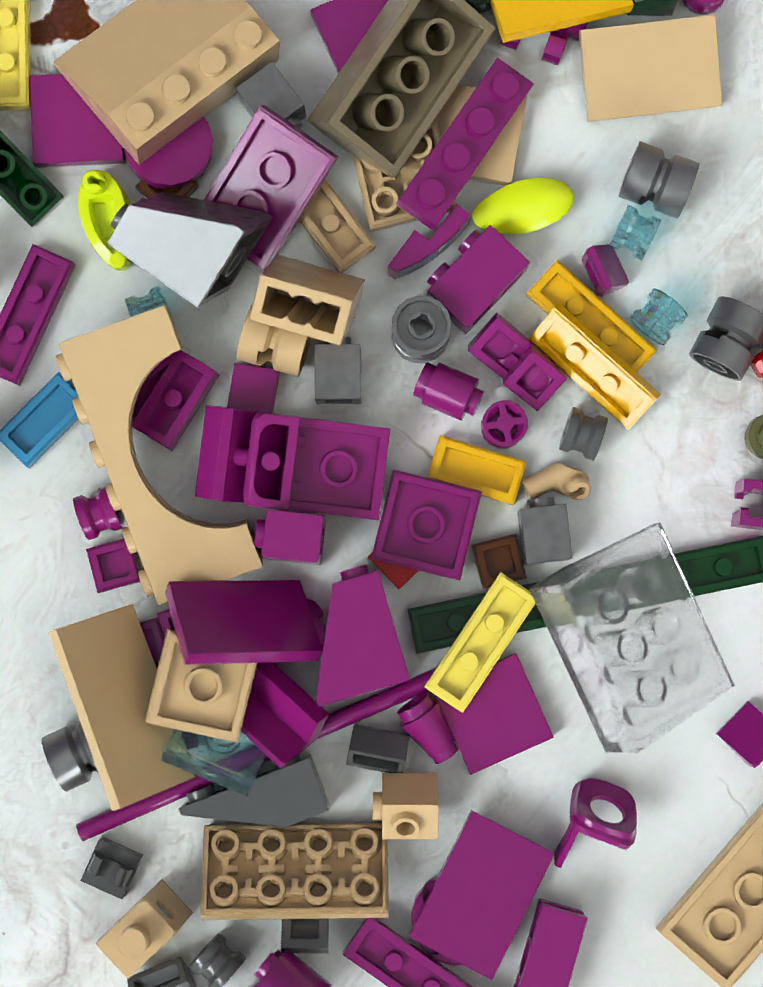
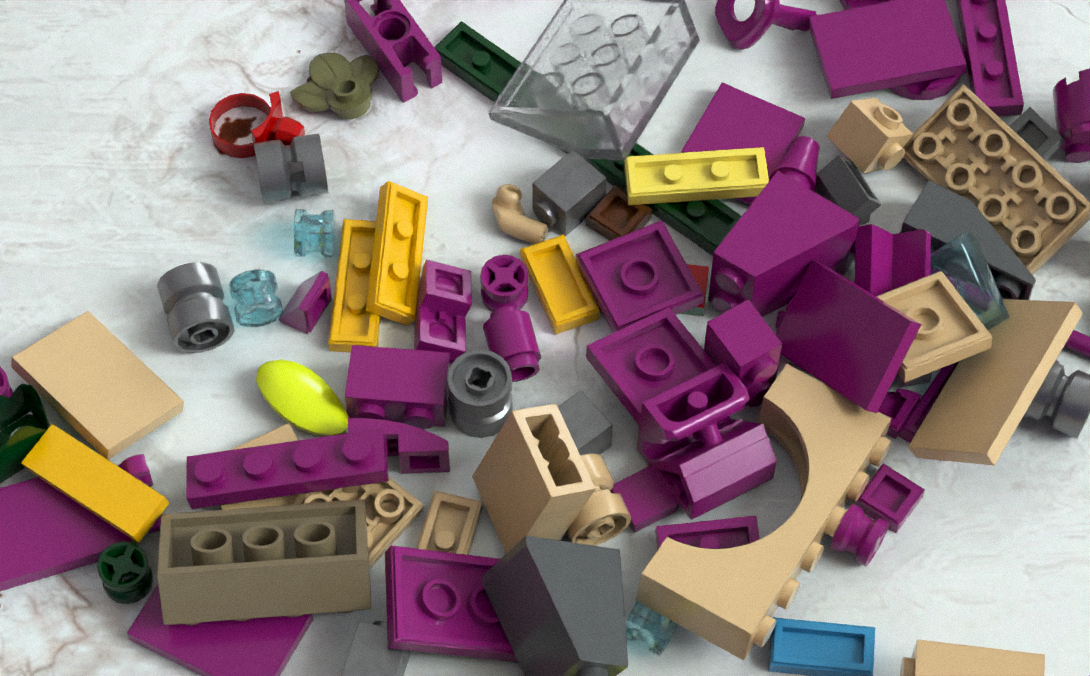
camera: 130 degrees left, 25 degrees down
(583, 433) = (461, 221): dark grey wheel -> none

